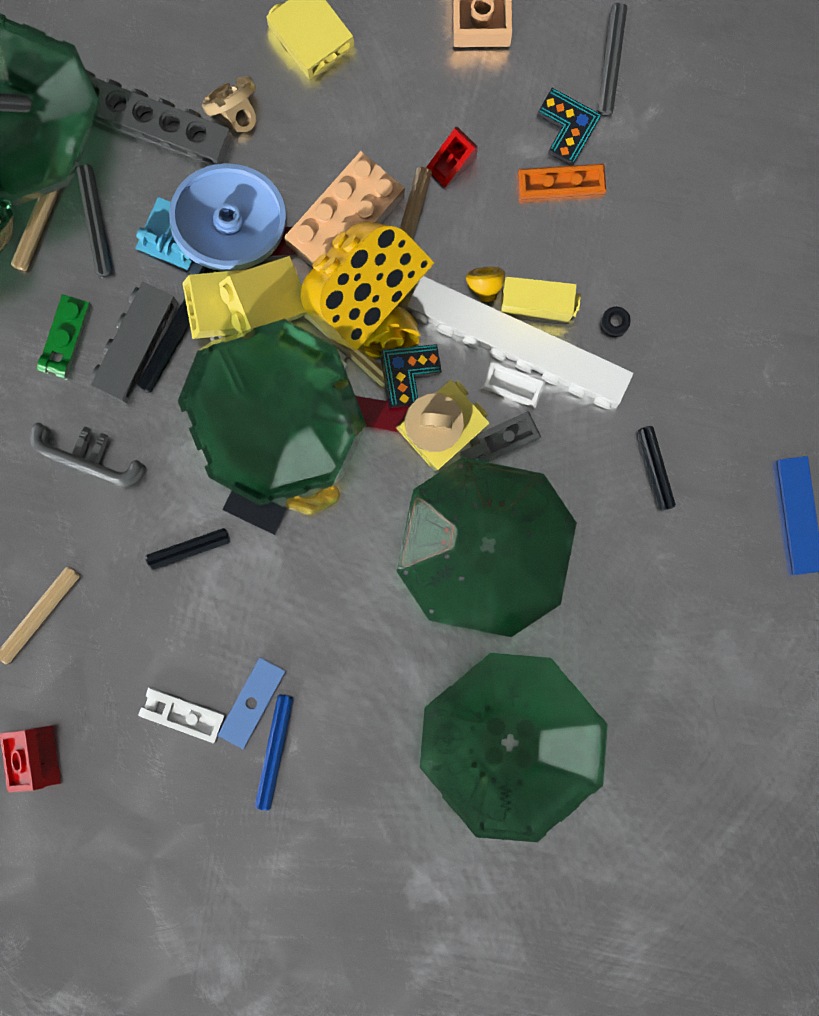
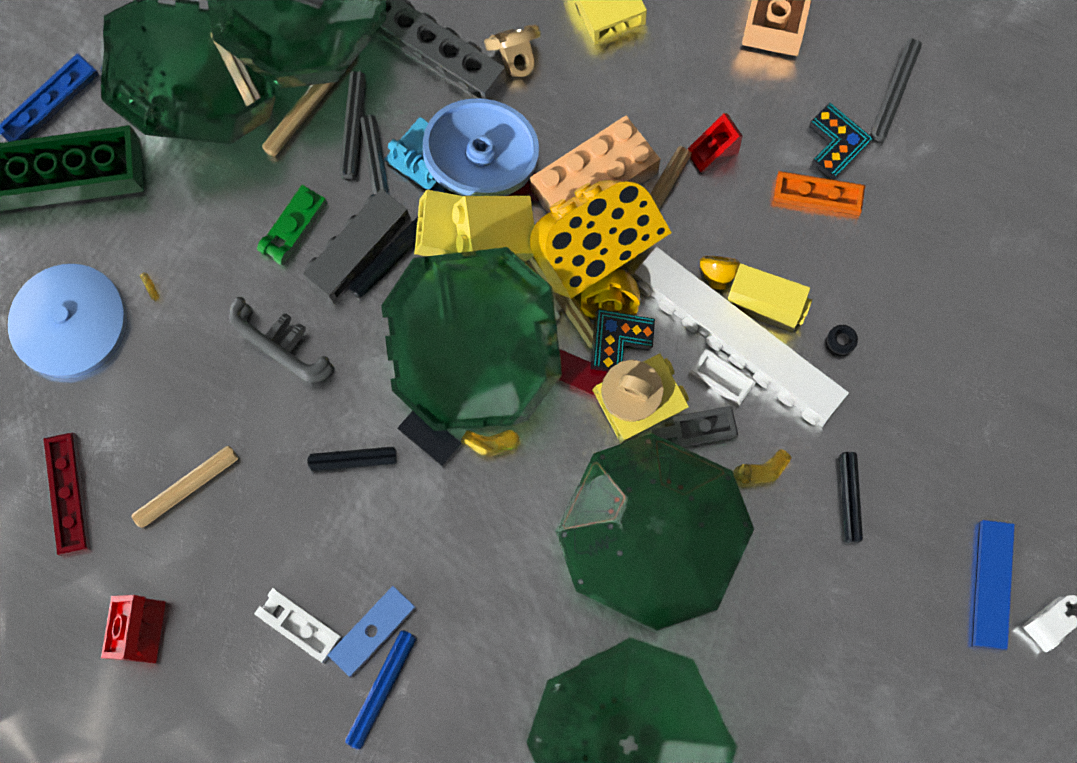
camera: 20 degrees right, 10 degrees down
(124, 246) = (374, 153): none -> dark grey axle
(573, 465) = (763, 472): none -> clear yellow arm

